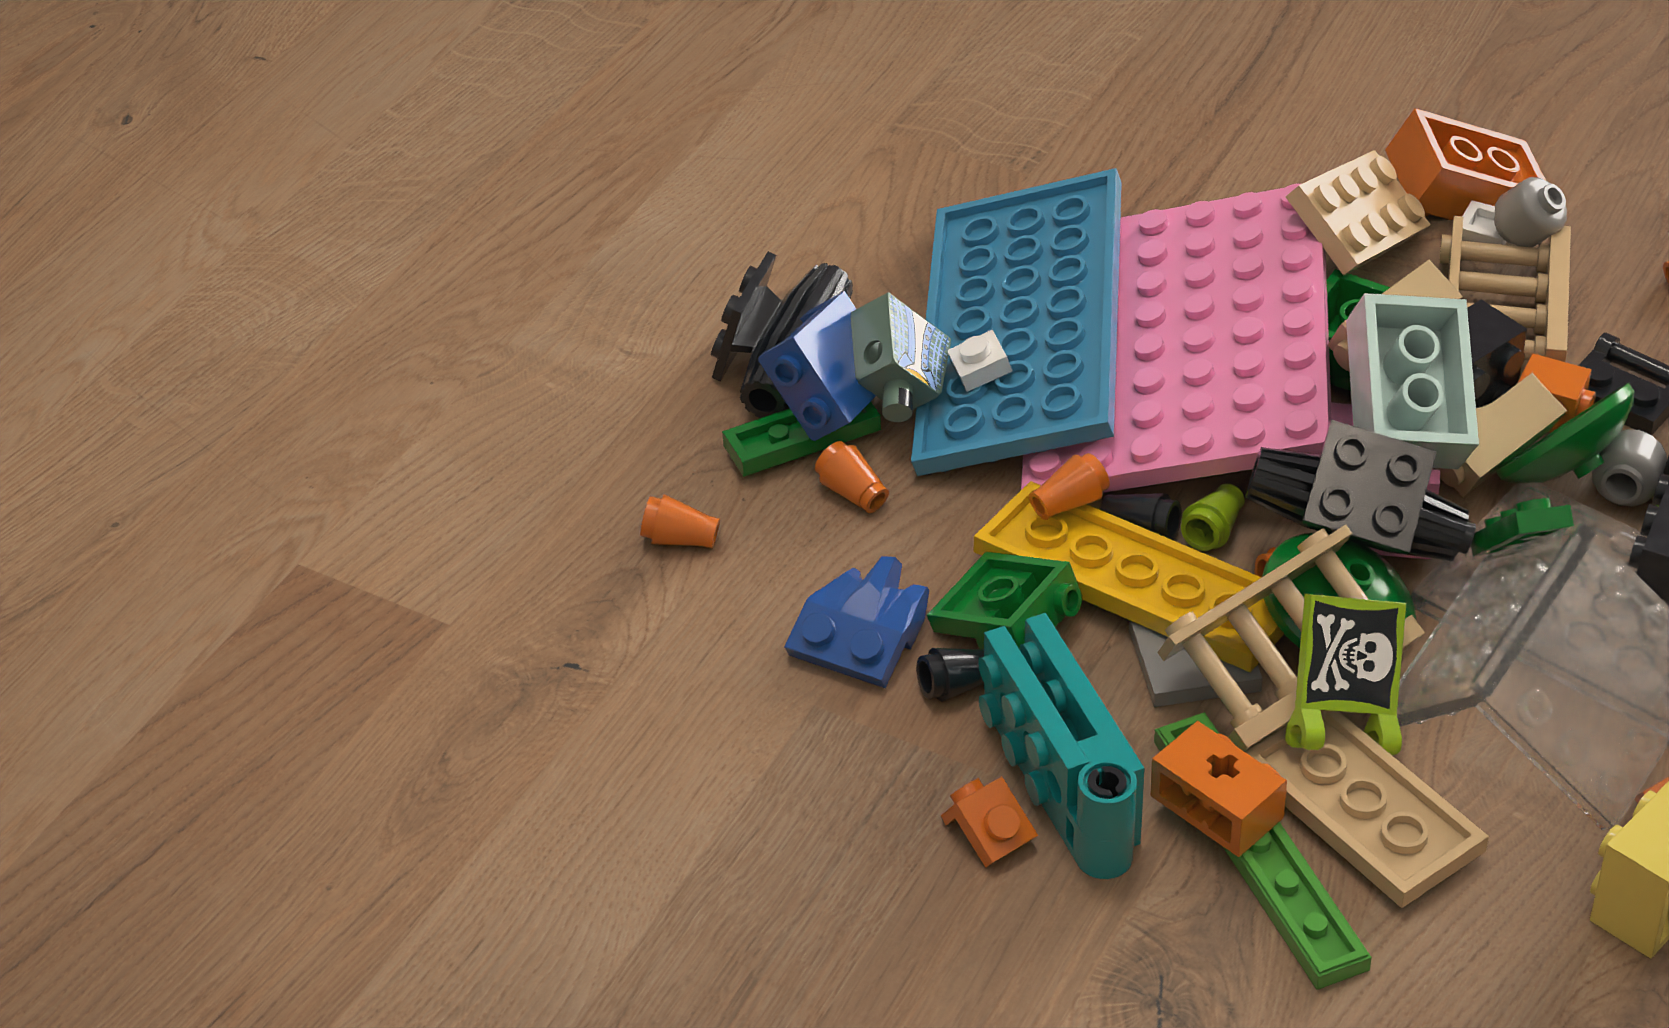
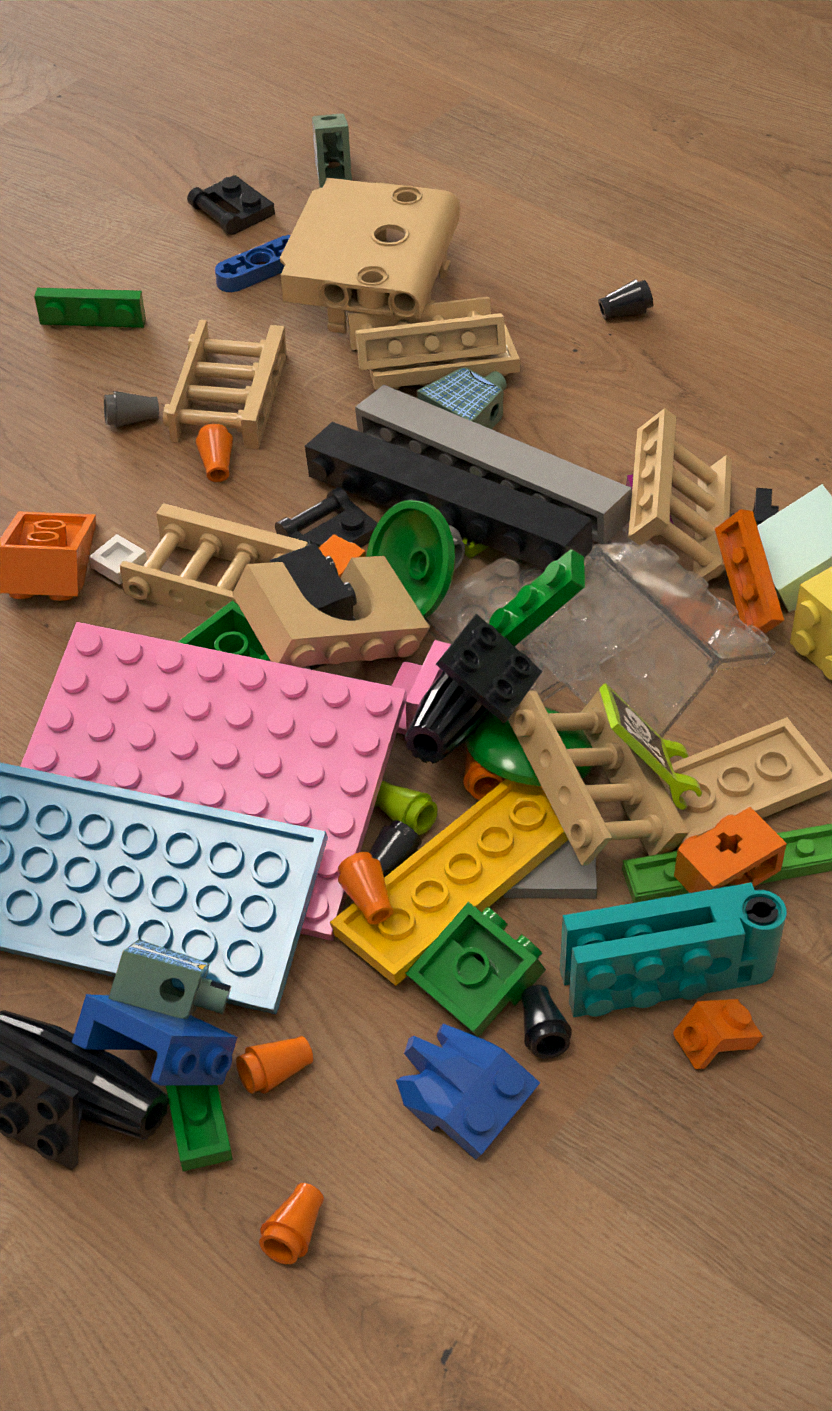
camera: 80 degrees left, 5 degrees up
(979, 360) = (182, 920): white plate -> none
(1358, 211) = (106, 612): tan plate -> none
(1414, 373) = (374, 615): light aqua brick -> none
(1530, 212) = (141, 519): light grey head -> none

